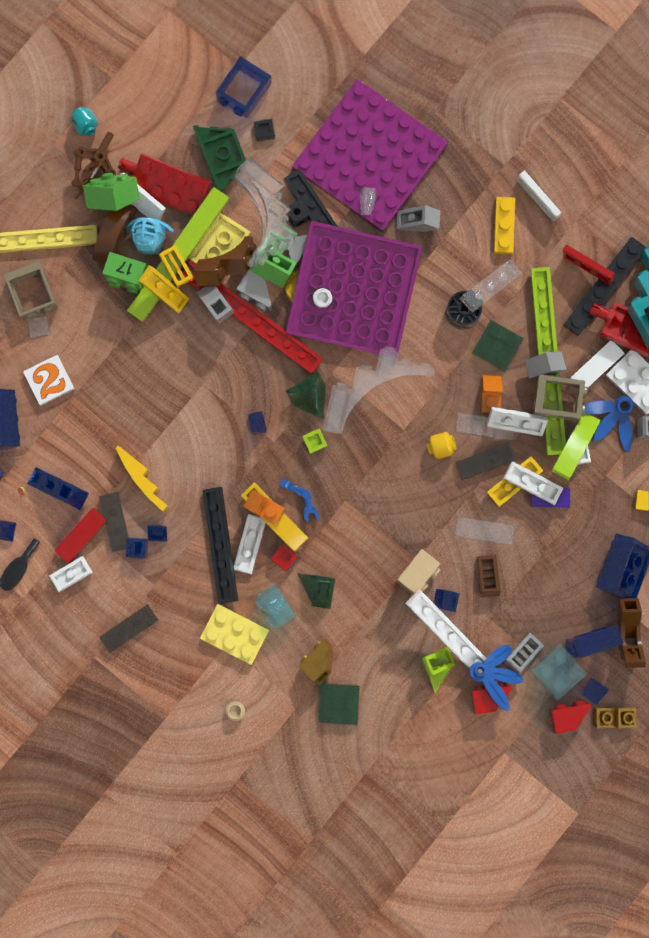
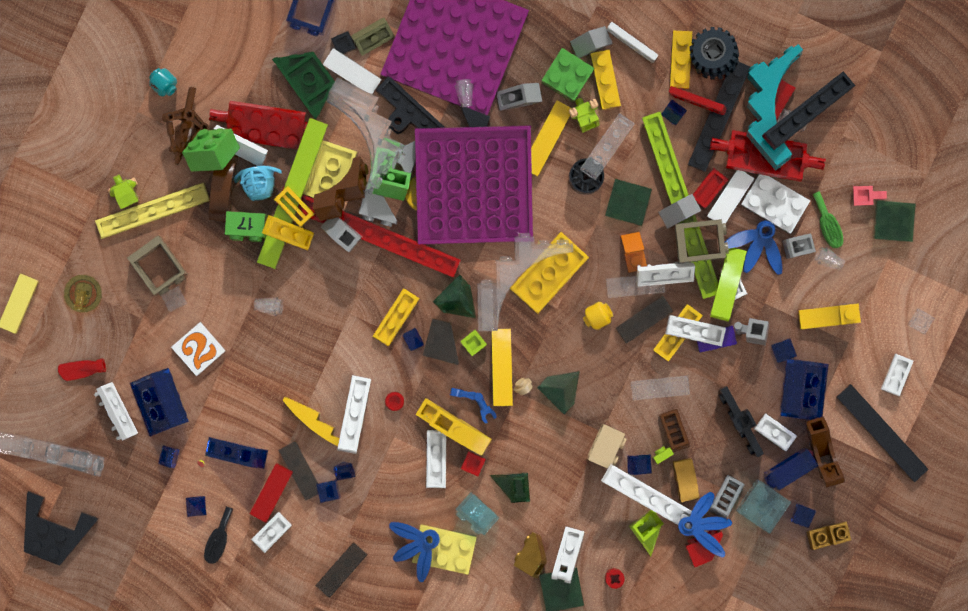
camera: 10 degrees left, 5 degrees up
(18, 212) = (124, 191): none -> lime piece
(129, 356) = (269, 305): none -> clear cone
(181, 480) = (354, 414): none -> white tile
(210, 623) = (419, 545): none -> blue plant
(220, 545) = (408, 467): black tile -> none
(224, 478) = (394, 401): none -> red tile
(246, 398) = (396, 317): none -> yellow tile
(264, 507) = (442, 422): orange slope -> none
(265, 156) = (351, 71): none -> white tile
(283, 433) = (441, 342): none -> clear smoke wing
(294, 130) = (373, 36): none -> olive slope
(322, 298) = (445, 201): white tile -> none
(336, 471) = (502, 367): none -> yellow slope
(352, 495) = (523, 386): none -> tan plate
(354, 669) = (568, 554): none -> white plate
(371, 227) = (475, 118): none -> black slope
(387, 508) = (561, 390): none -> clear green slope
(394, 705) = (612, 578): none -> red wheel
(403, 396) = (548, 276): none -> yellow tile
(437, 264) = (548, 136): none -> yellow tile
(469, 210) = (567, 75): none -> bright green brick
(471, 595) = (662, 454): none -> lime plate
(477, 252) = (585, 114): none -> lime piece
(488, 626) = (686, 480): none -> pearl gold slope
(499, 186) = (591, 42): none -> light grey slope
(557, 583) = (741, 421): none -> black plate
(562, 272) = (673, 112): none -> slope
(568, 718) = (784, 547): red slope -> none
(579, 352) = (709, 188): none -> red tile
(581, 223) = (680, 59): none -> yellow plate
(586, 602) = (775, 432): none -> white plate
(591, 499) = (755, 331): none -> light grey brick
(614, 525) = (783, 350): none -> clear blue slope
(615, 224) = (714, 53): none -> black wheel

